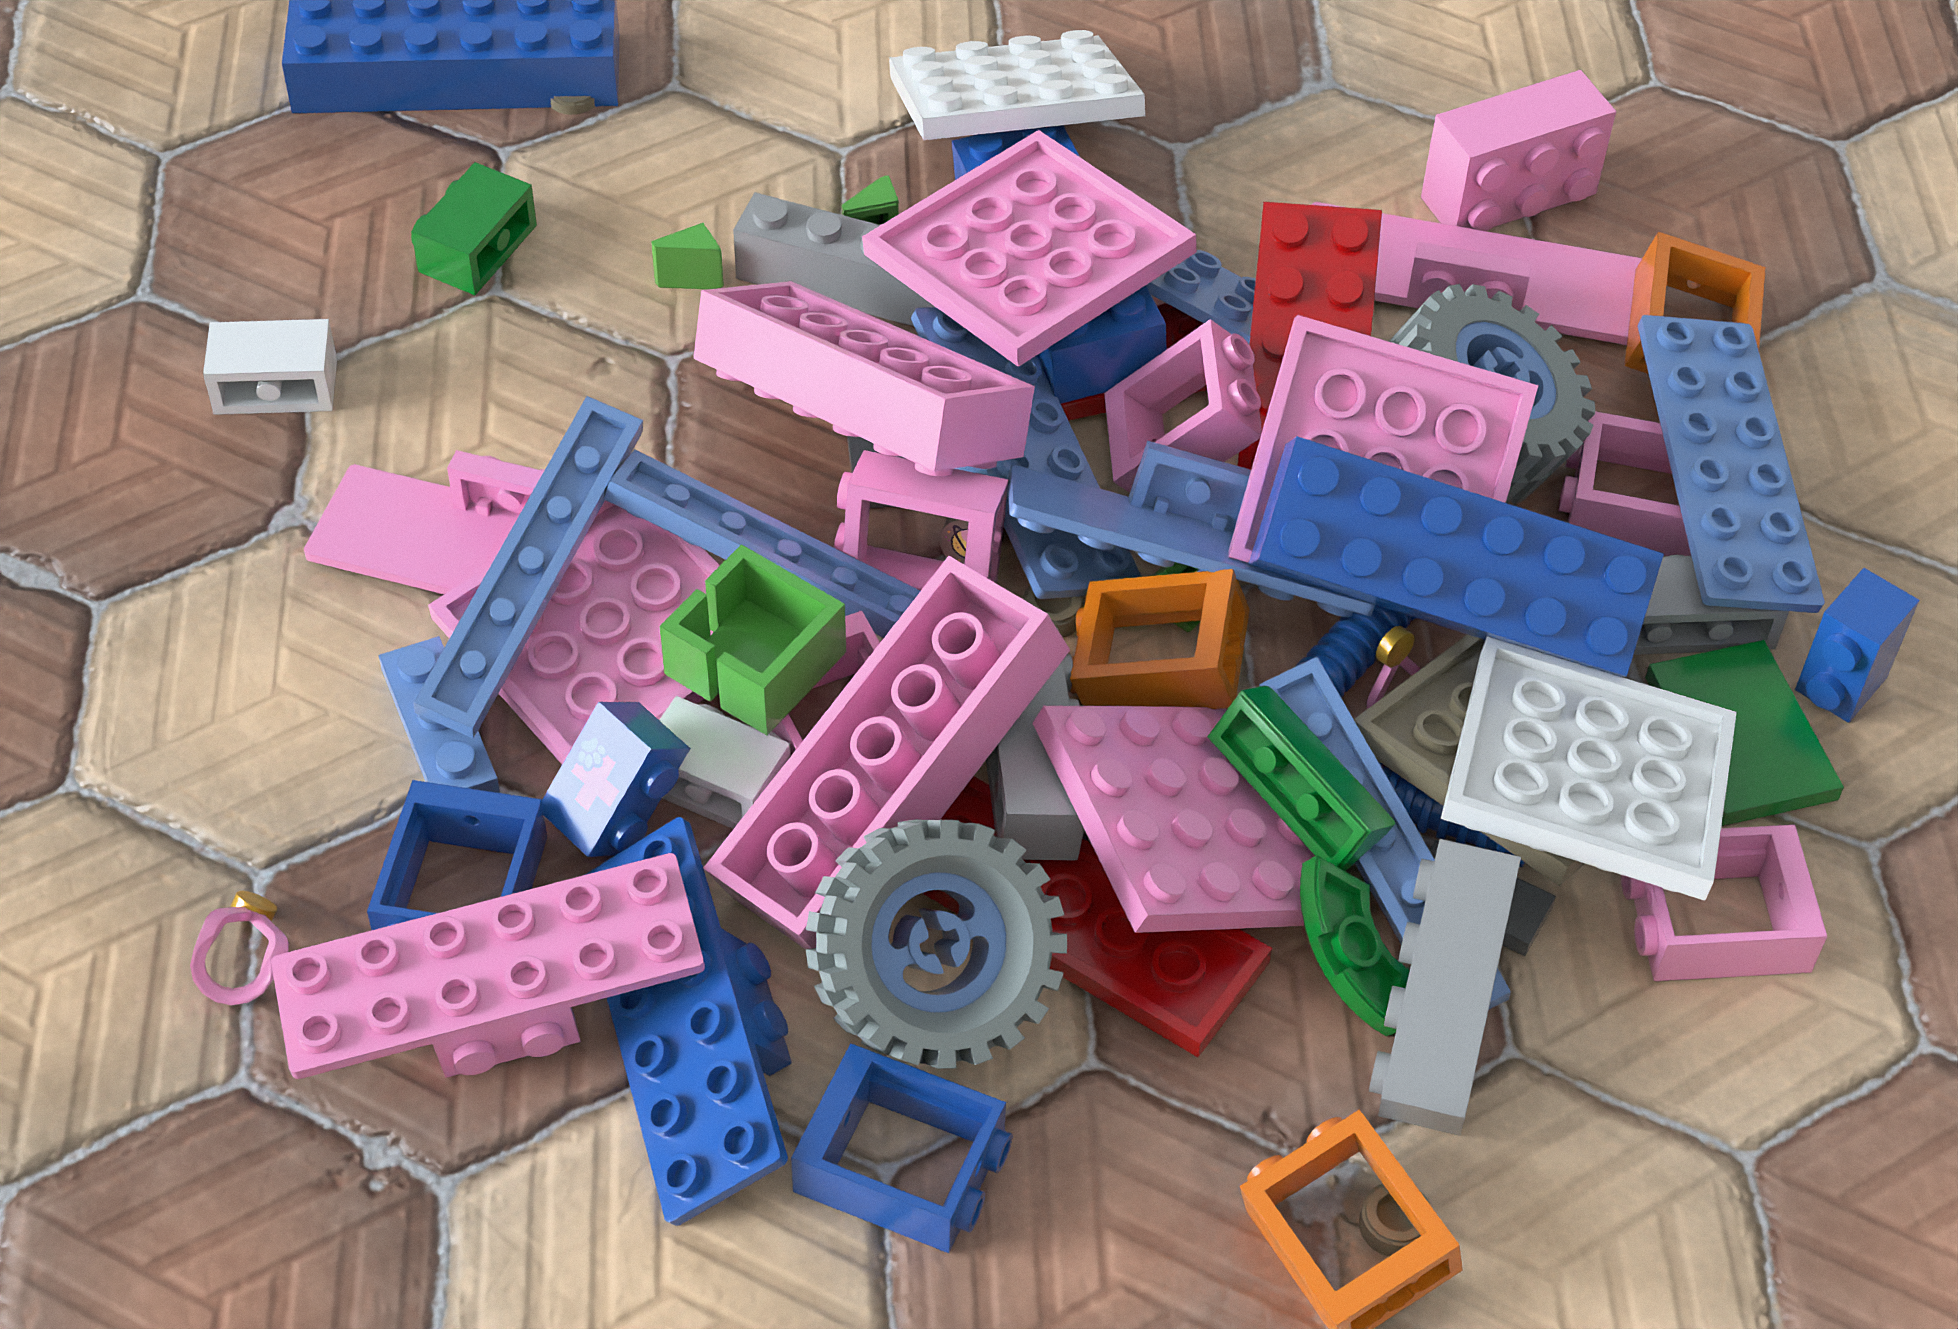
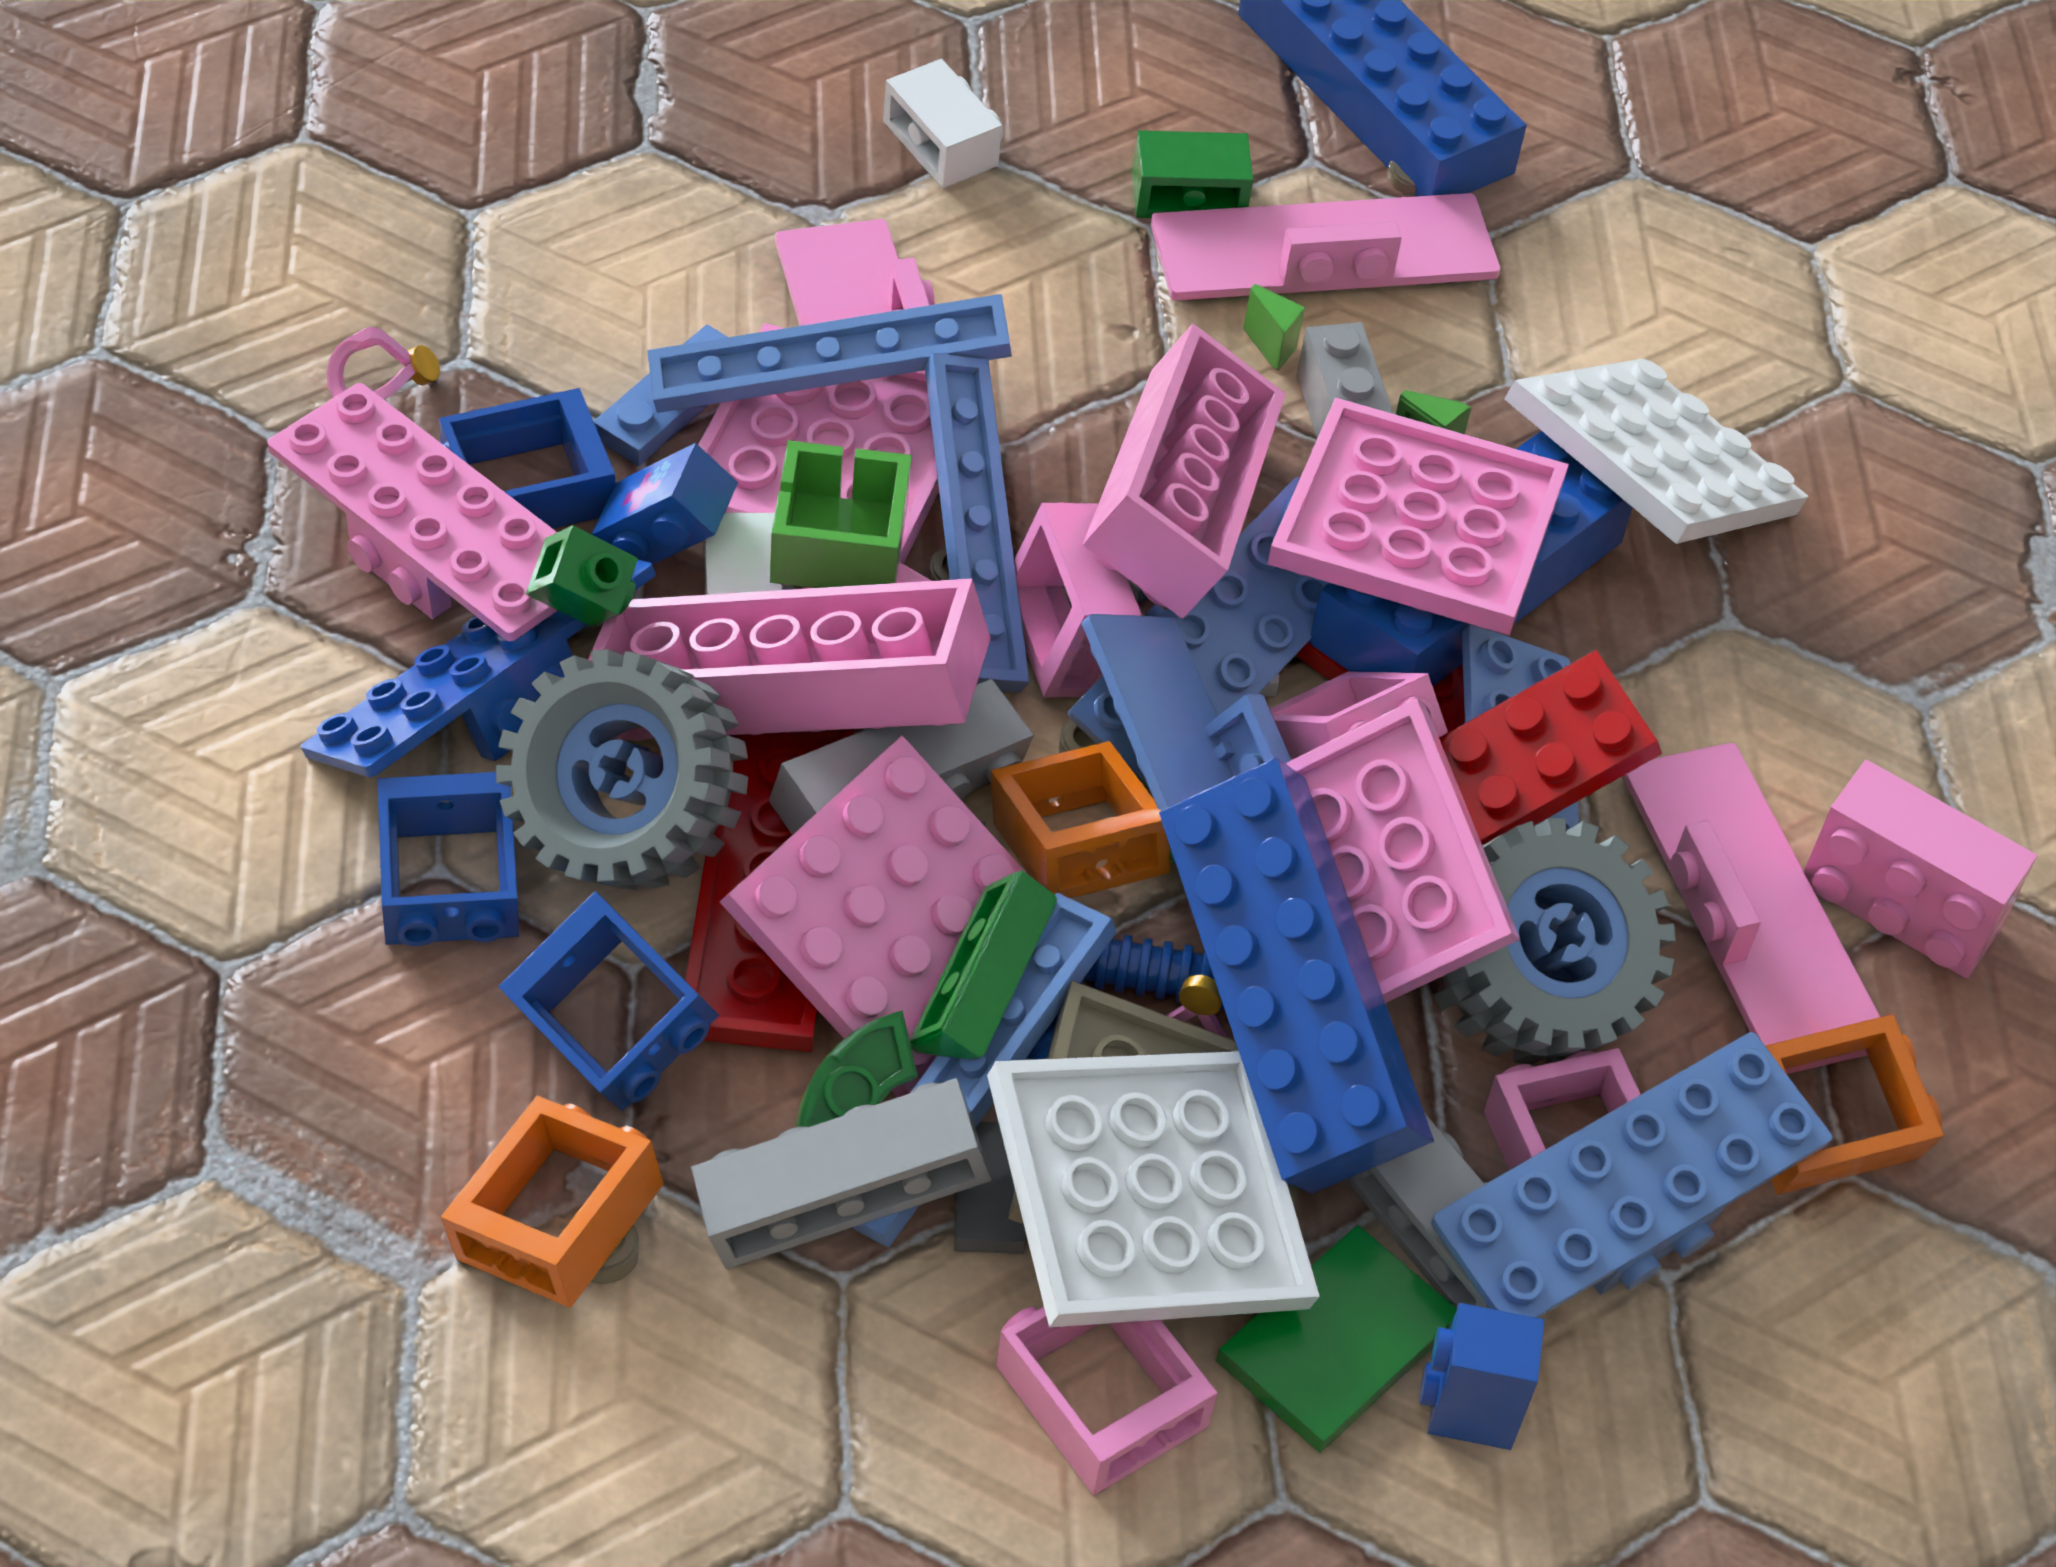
camera: 55 degrees right, 0 degrees up
(614, 190) = (1324, 246): none -> bright pink bracket
(693, 865) = (583, 576): none -> green brick
(1090, 1089) = (566, 960): none -> blue window

